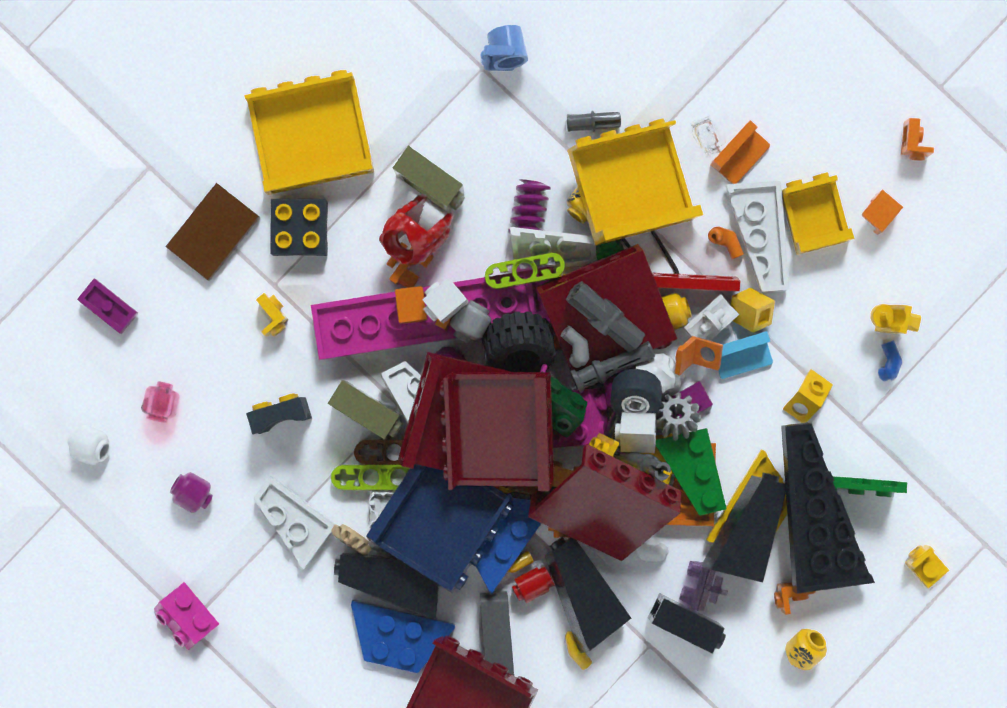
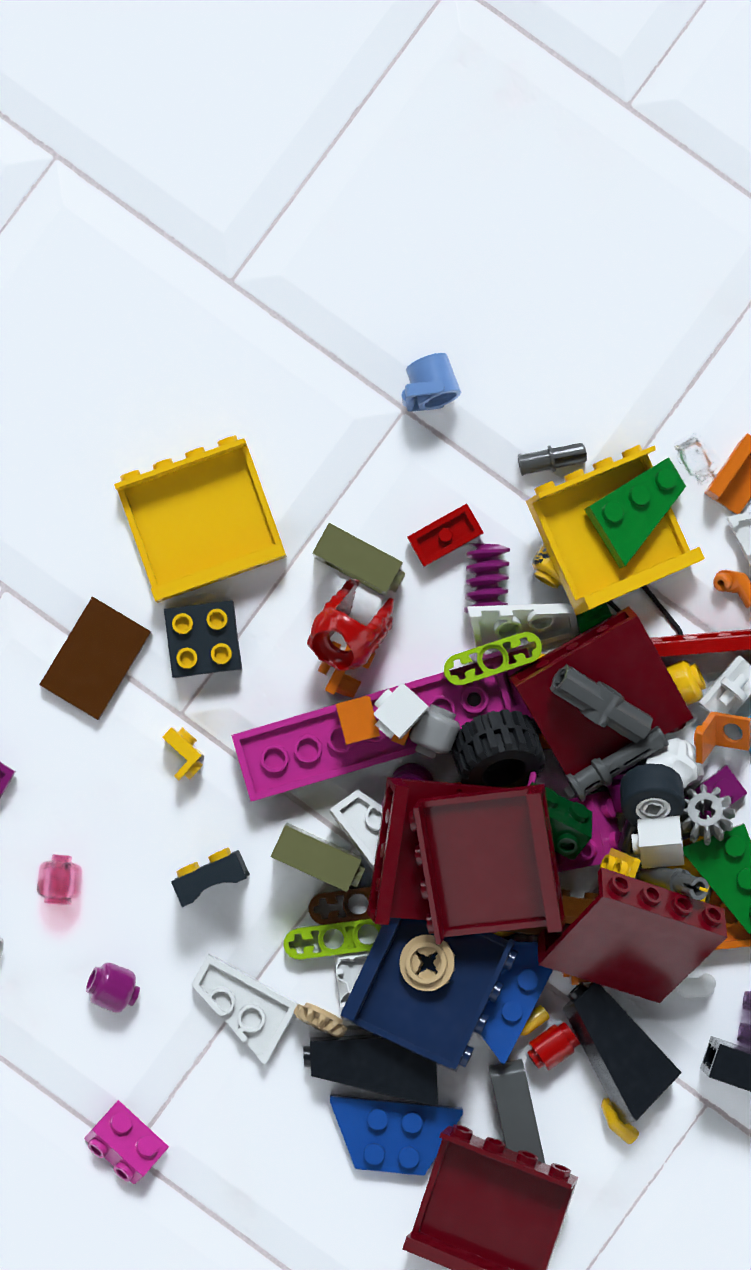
camera: 10 degrees left, 0 degrees up
(429, 503) = (411, 963): none -> tan gear
(501, 170) = (445, 535): none -> red plate
(580, 347) = (574, 745): light grey arm -> none
(653, 168) = (635, 509): none -> green wing

